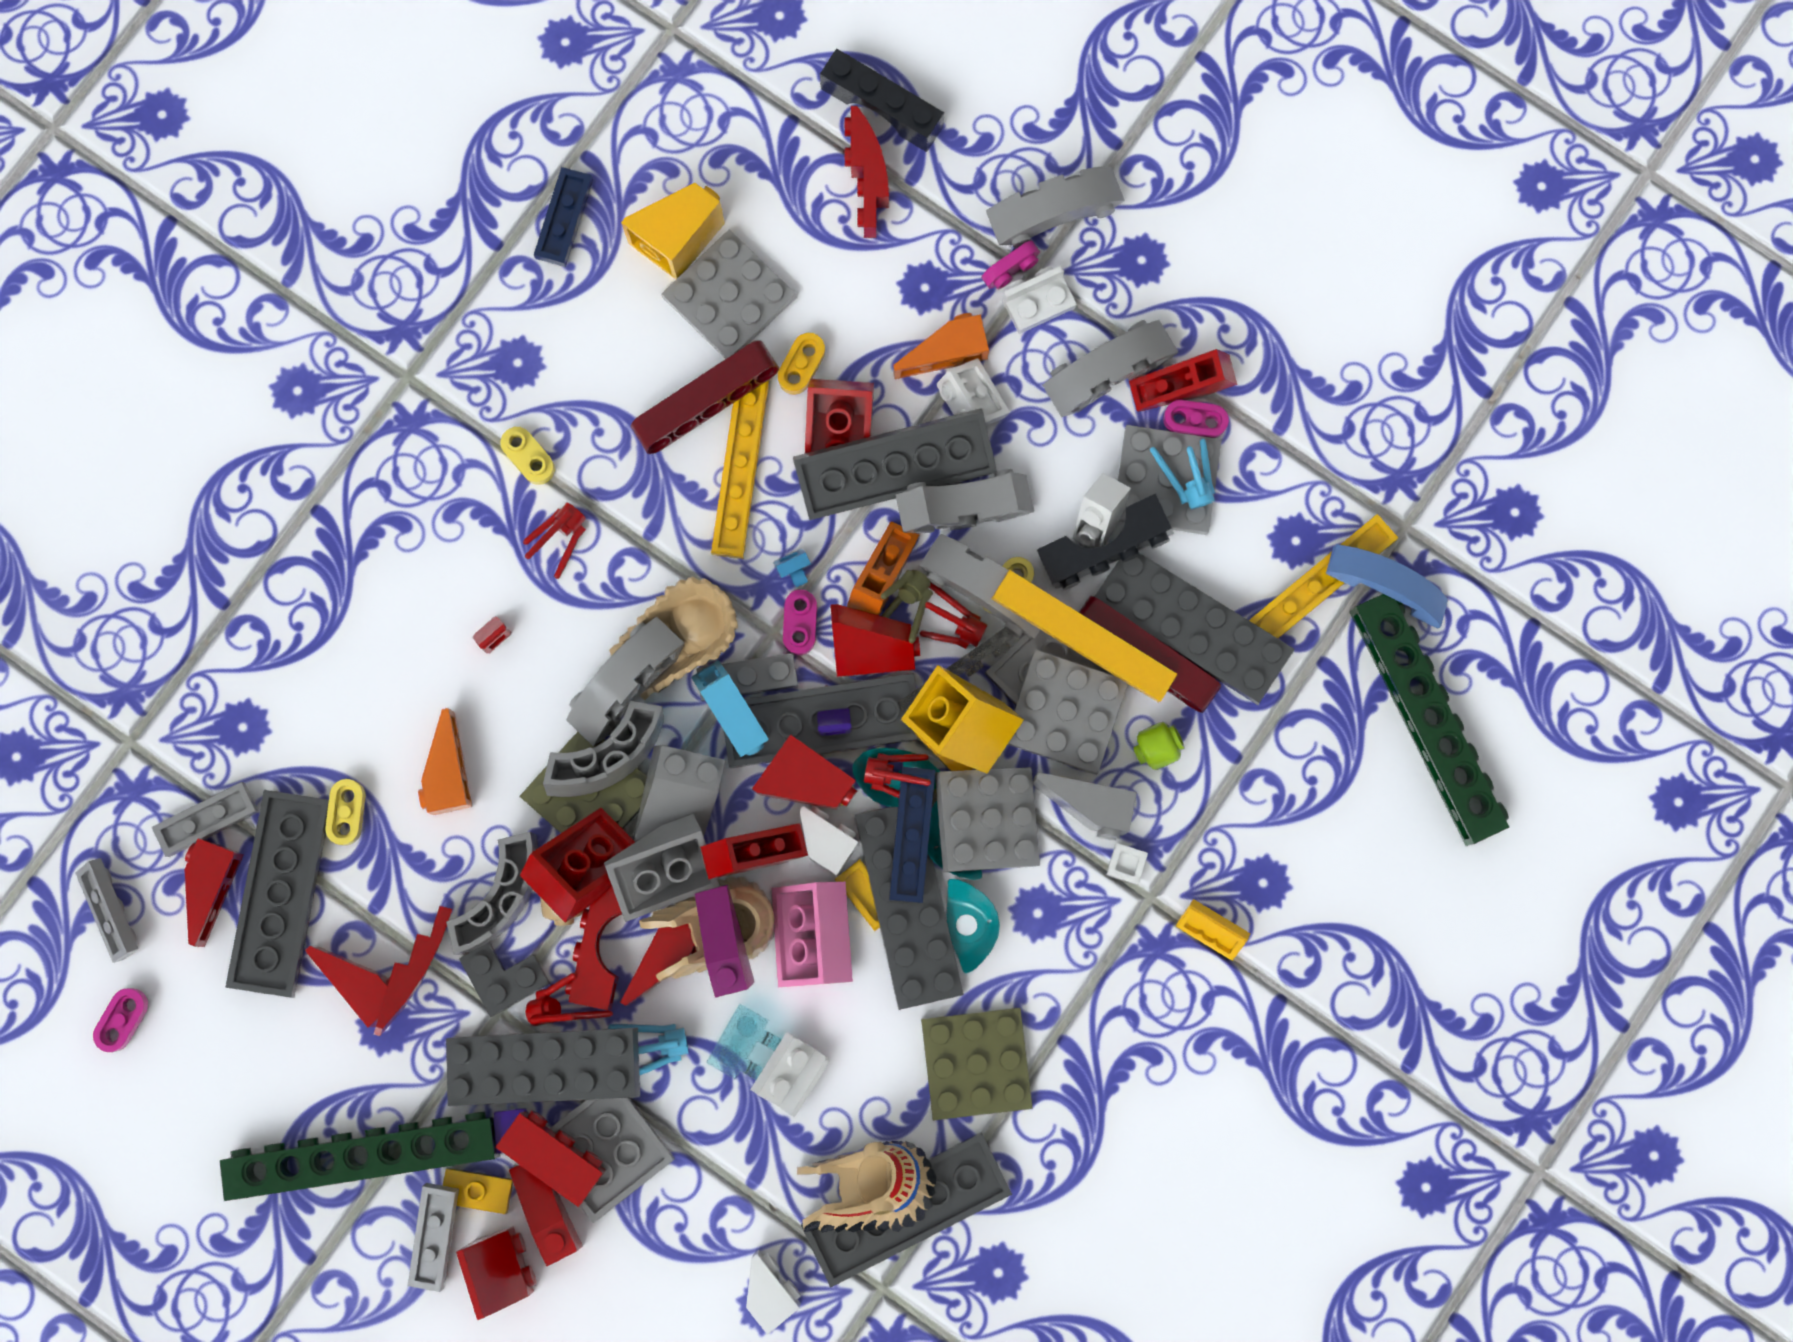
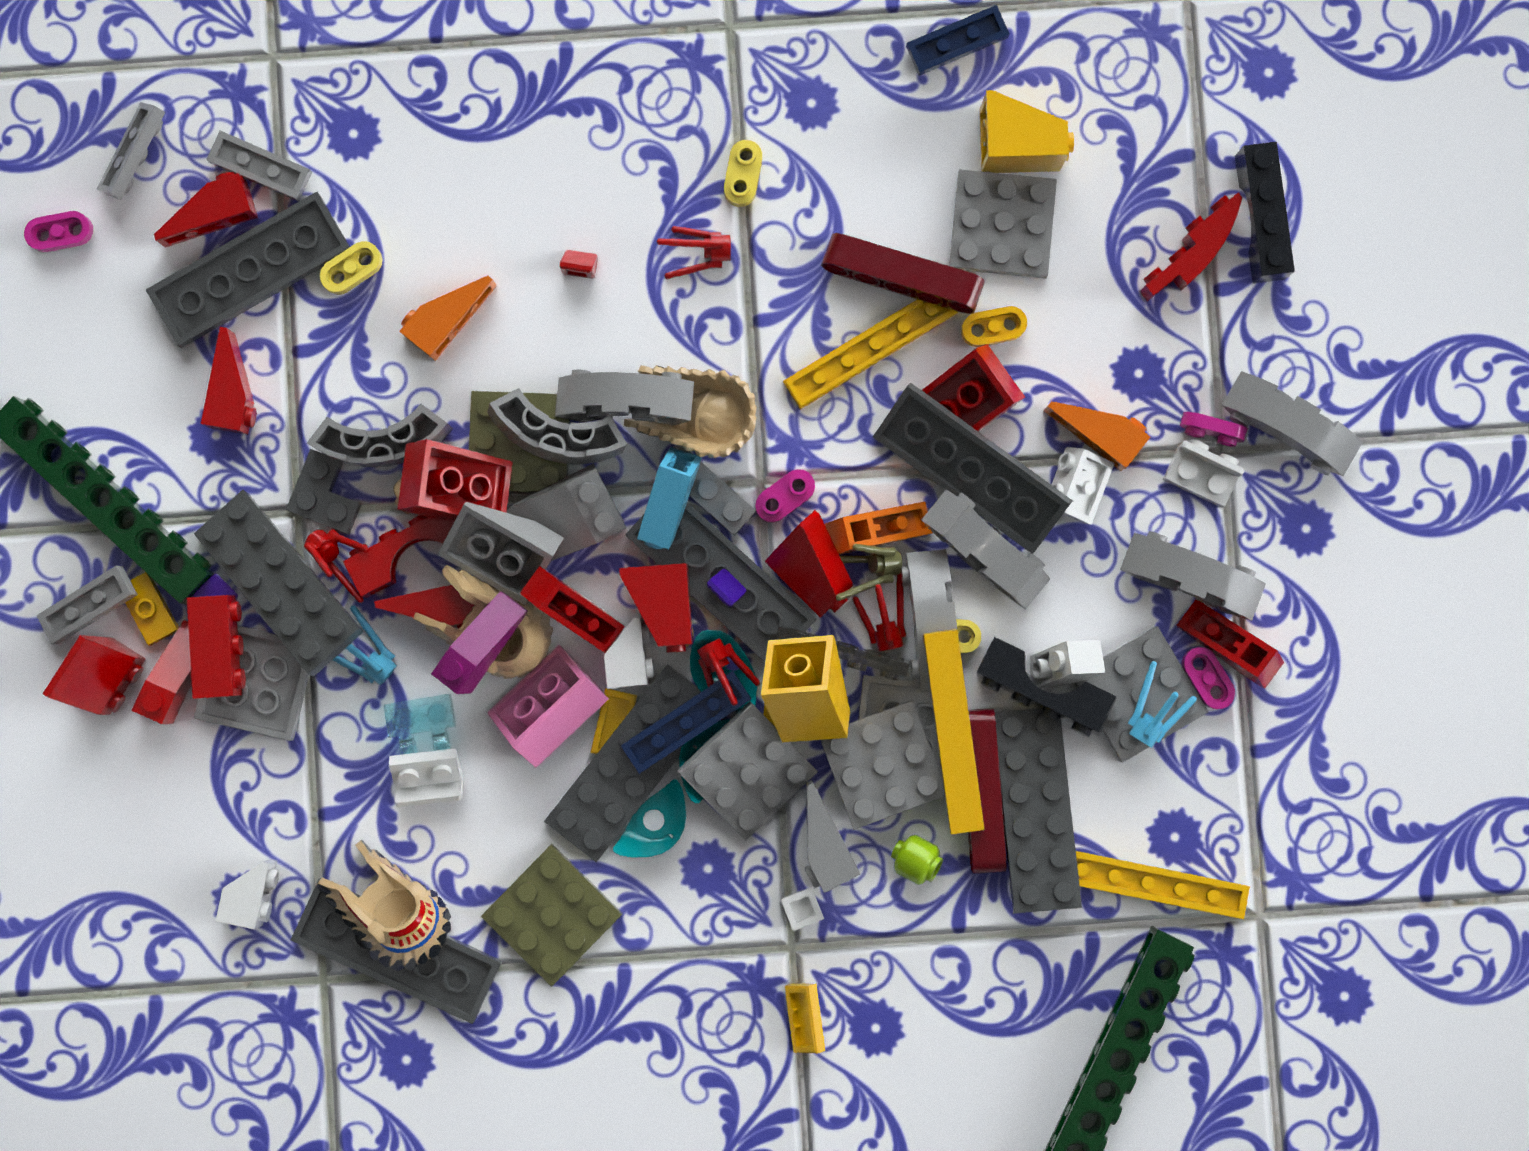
camera: 55 degrees right, 5 degrees up
(407, 978) = (258, 423): red slope -> none
(792, 565) = (824, 453): dark azure tile -> none
(1390, 578) = (1202, 939): medium blue slope -> none

